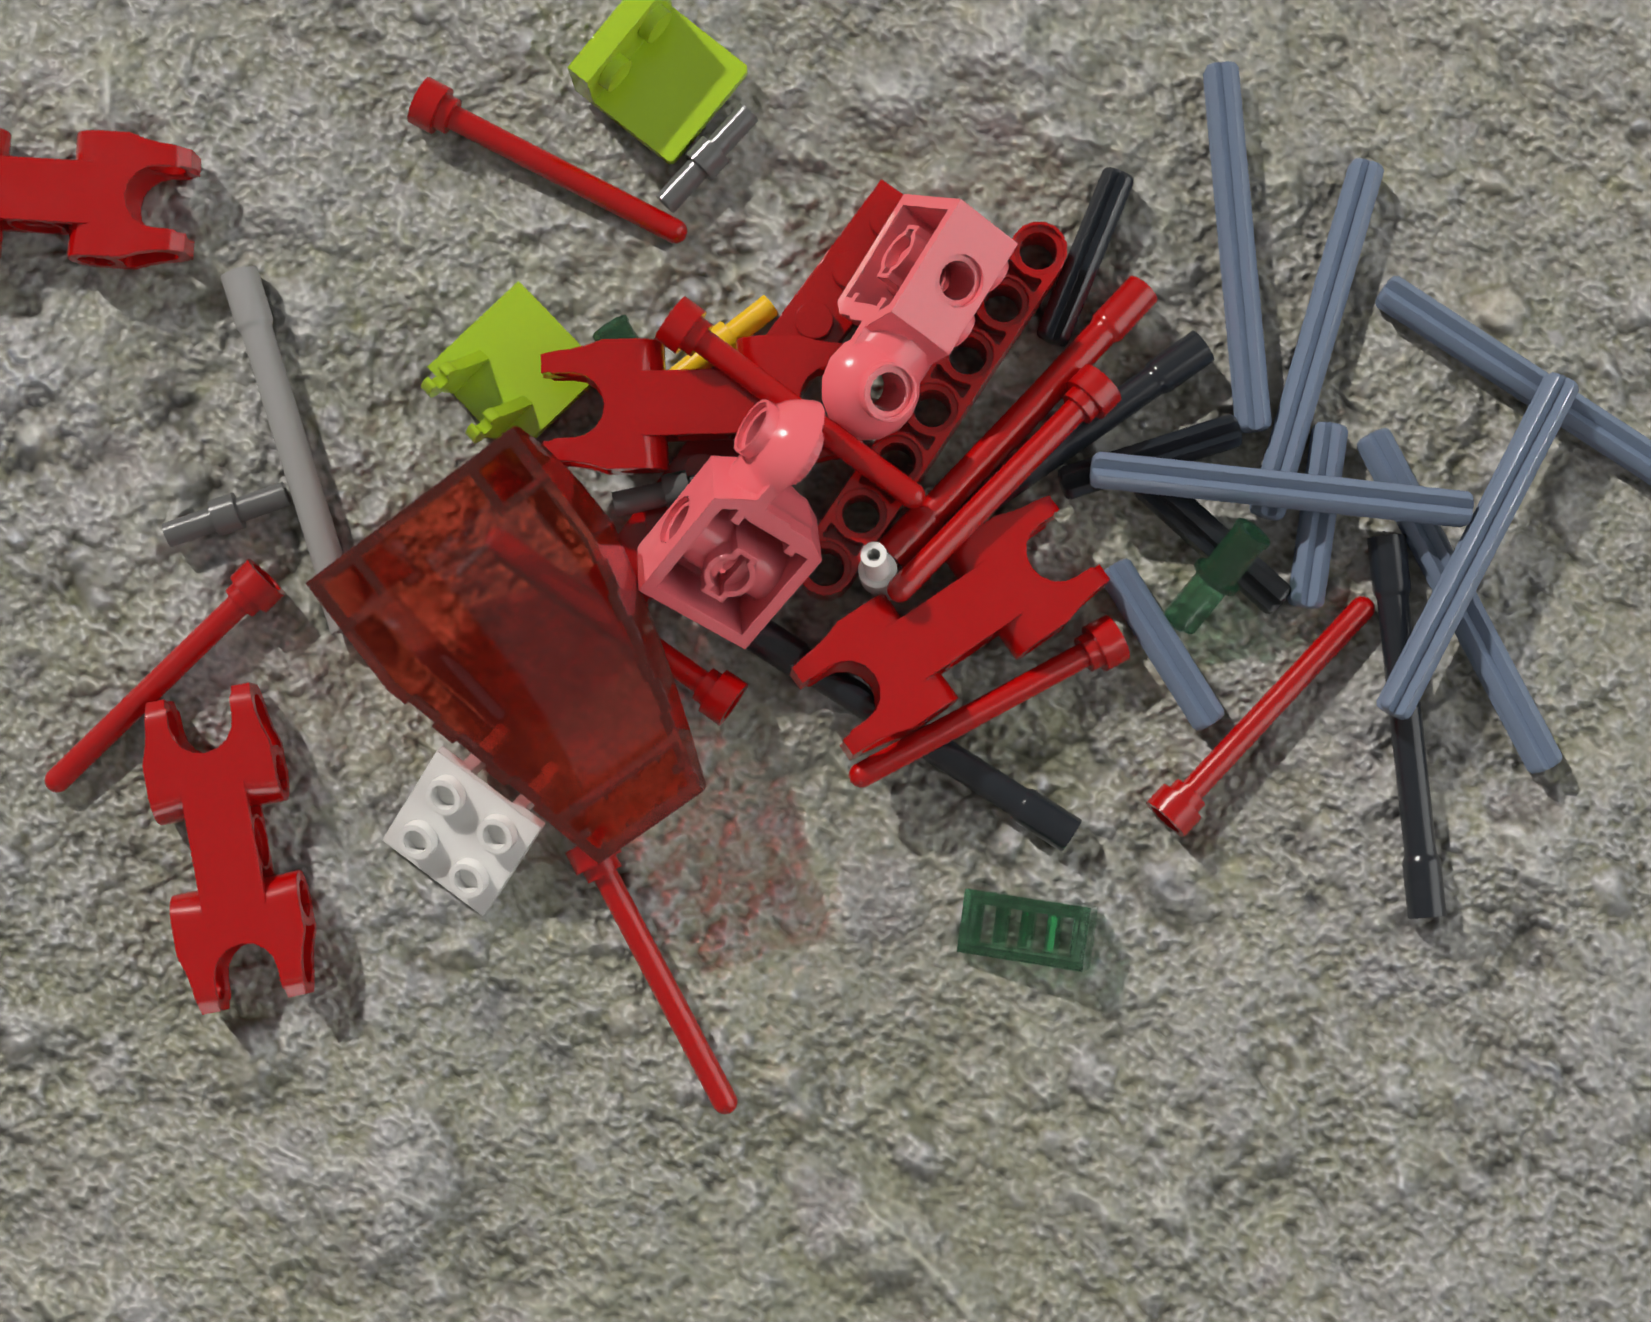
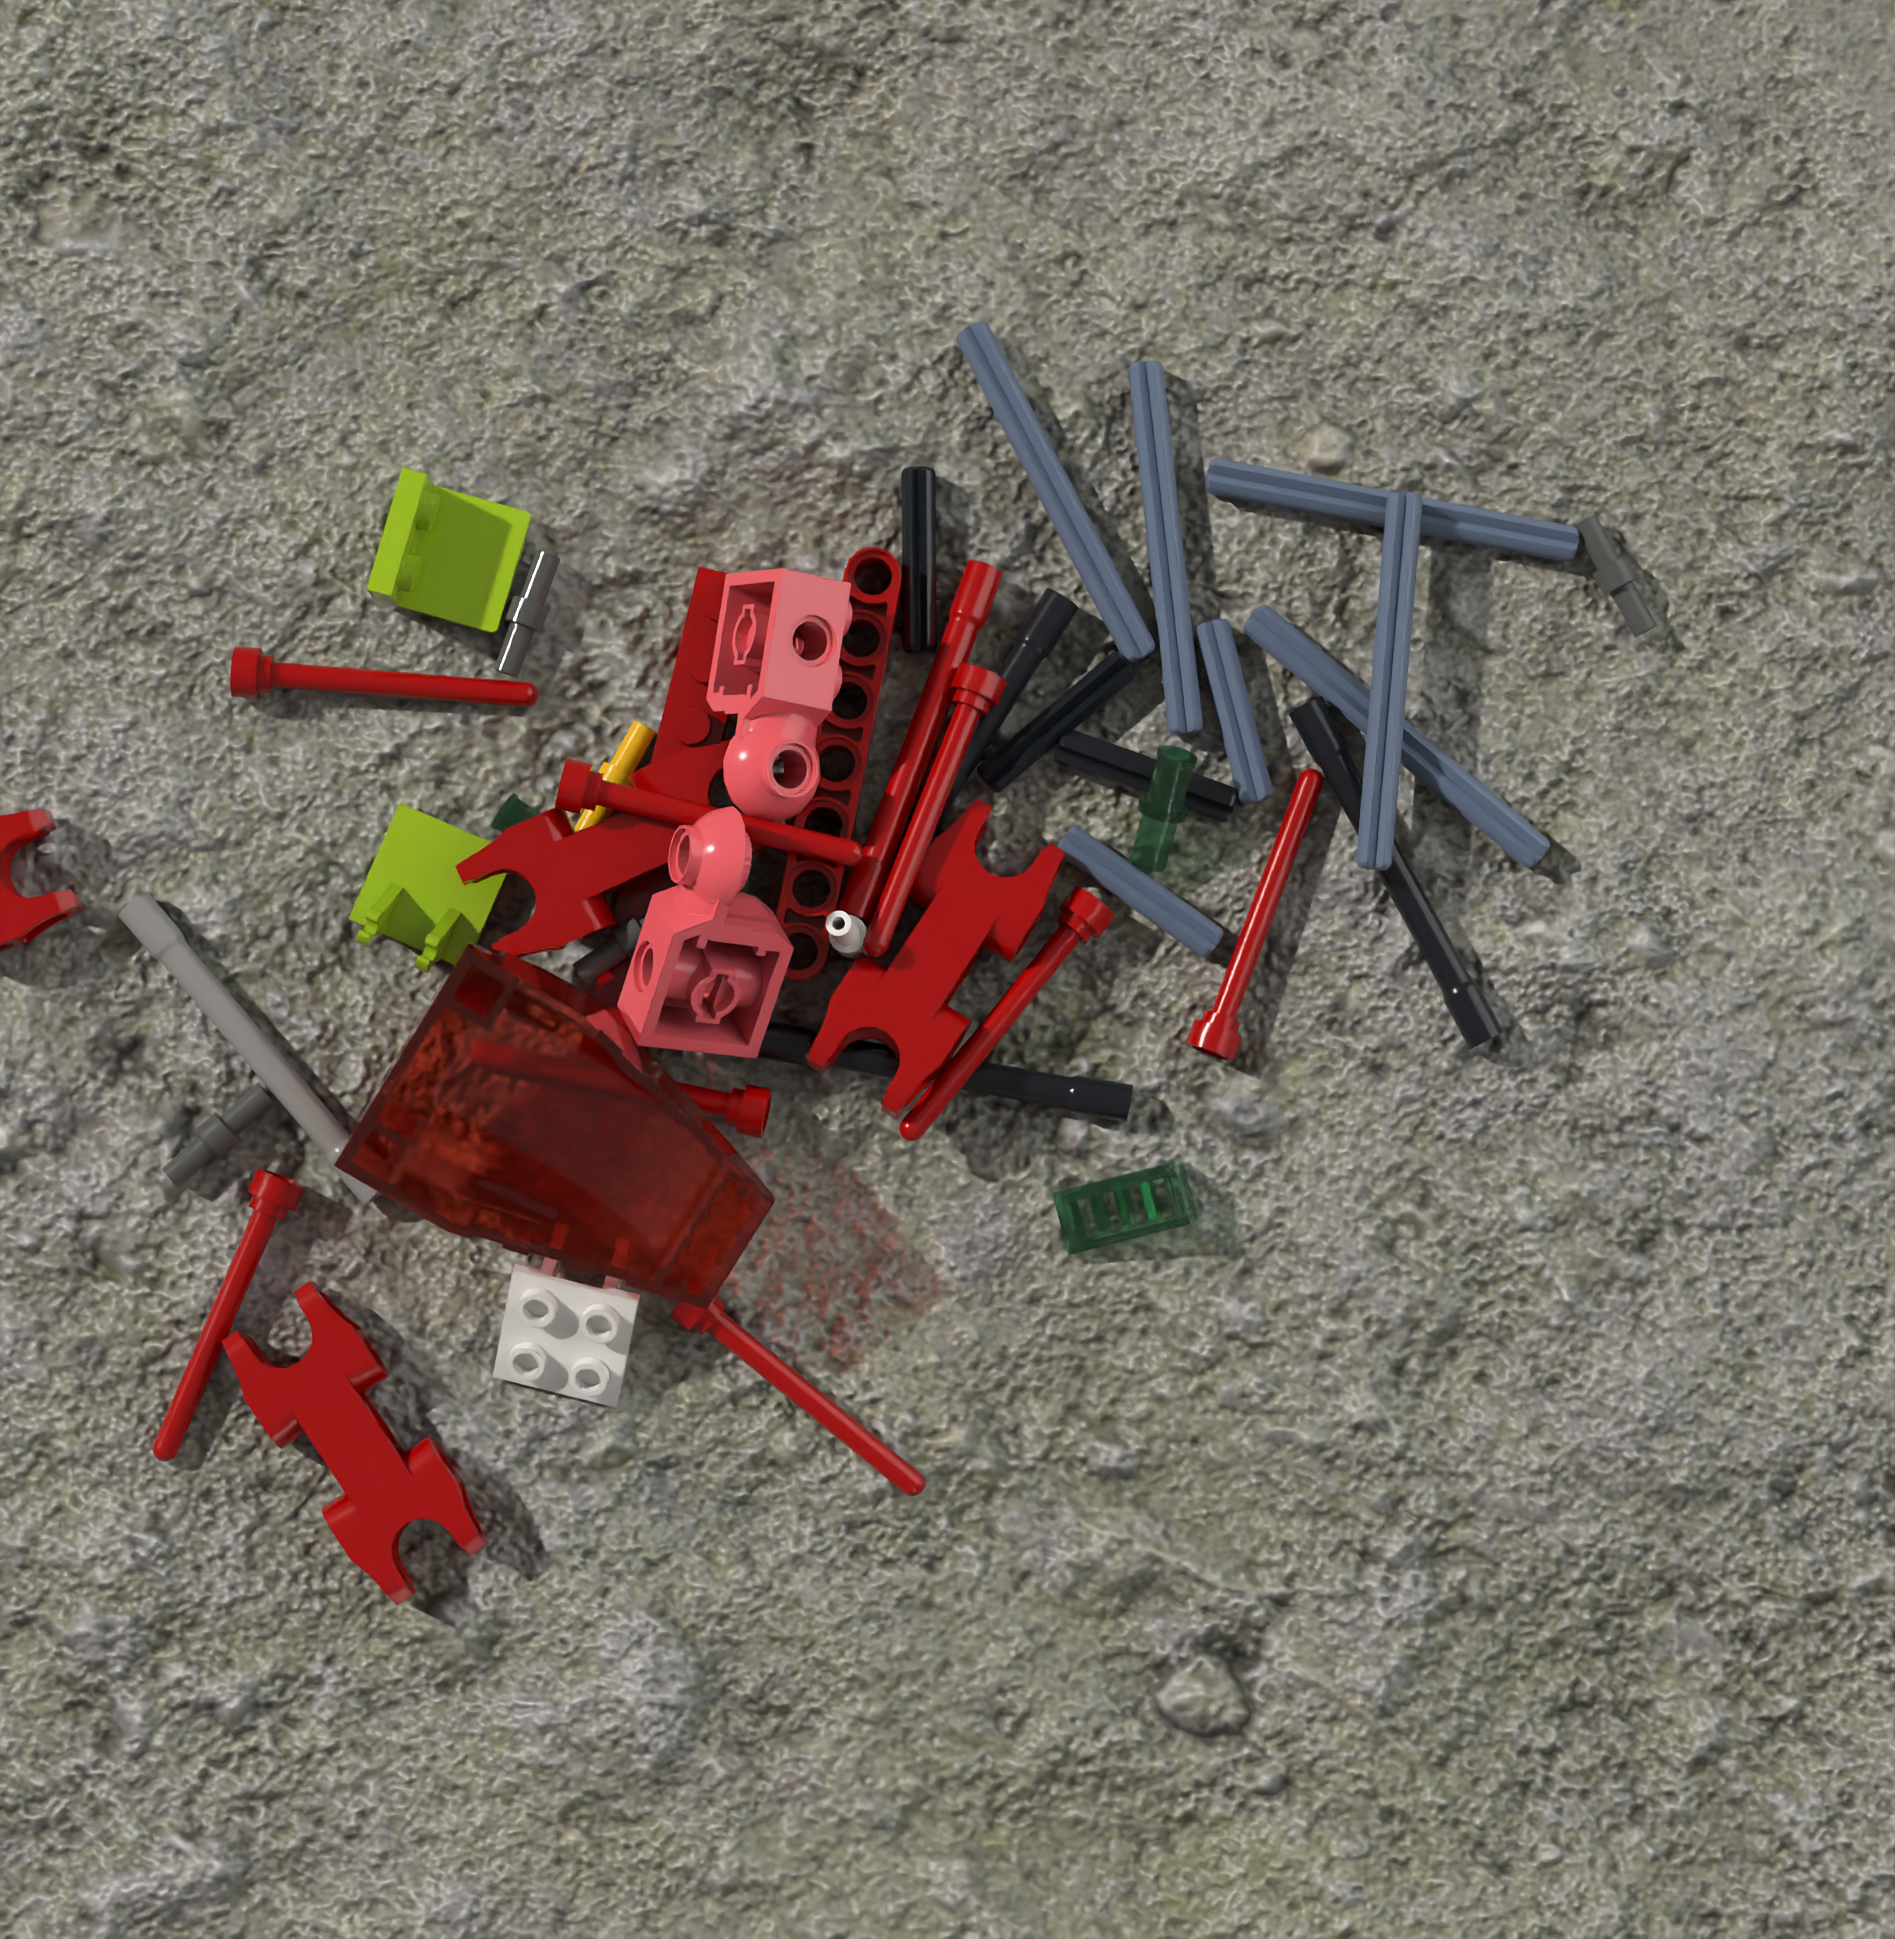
camera: 25 degrees left, 0 degrees up
(1281, 489) = (1187, 704): sand blue axle -> none

